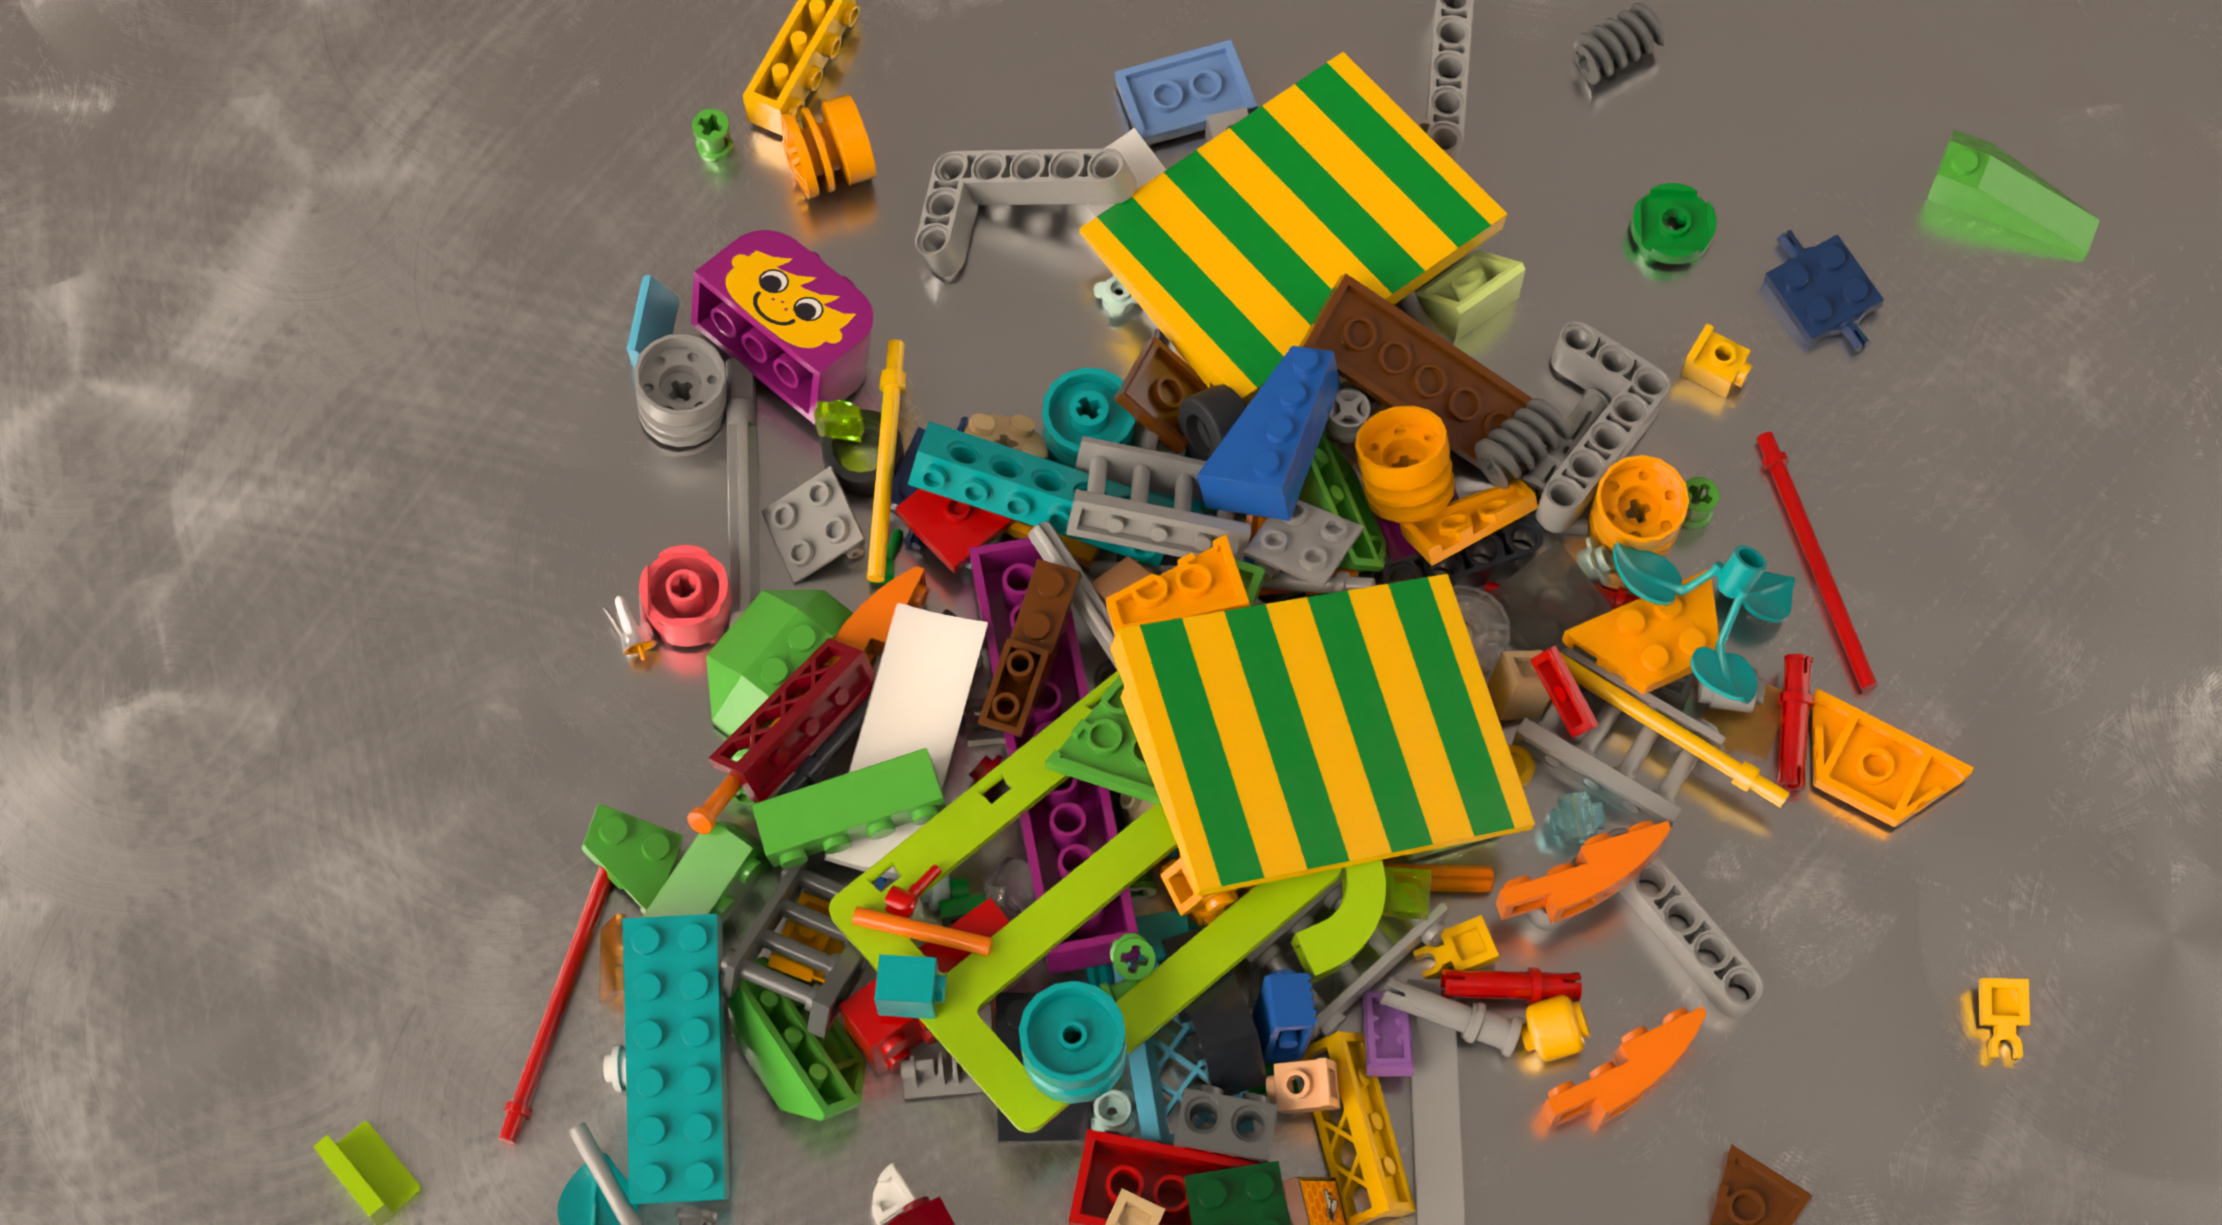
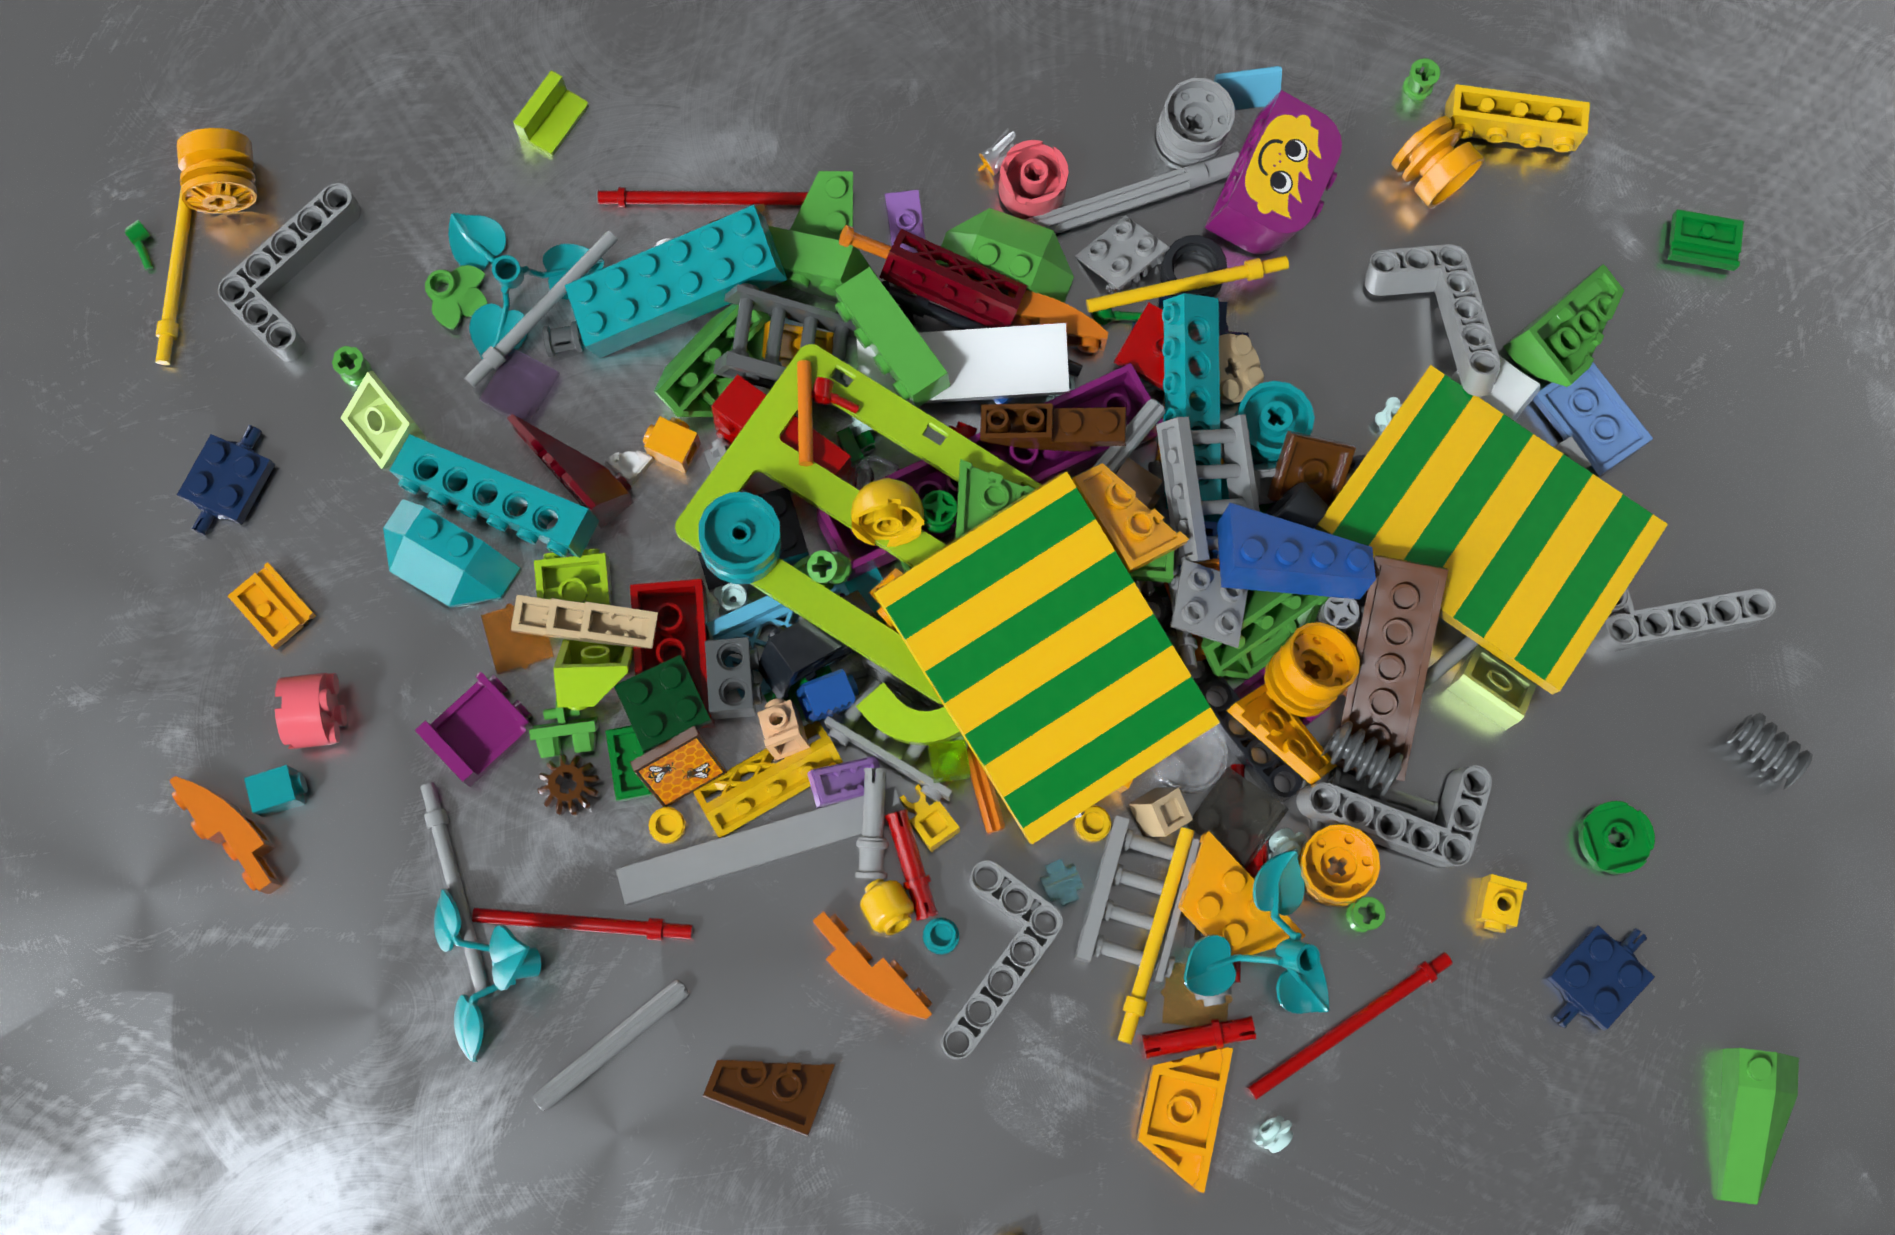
camera: 70 degrees right, 10 degrees up
(678, 767) = (905, 214): none -> medium lavender plate
(839, 420) = (1205, 238): clear neon green plate -> none
(883, 1130) = (672, 443): none -> light orange brick
(909, 986) = (755, 413): teal brick -> none
(1077, 88) = (1564, 336): none -> bright green wedge
(1088, 859) = (887, 512): none -> yellow cylinder
(1098, 799) = (939, 503): none -> green wheel
(1564, 692) = (1158, 844): red slope -> none
(1602, 870) = (1015, 909): orange slope -> none
(1604, 978) = (941, 936): none -> teal plate
(1923, 673) = (1275, 1134): none -> light aqua plate

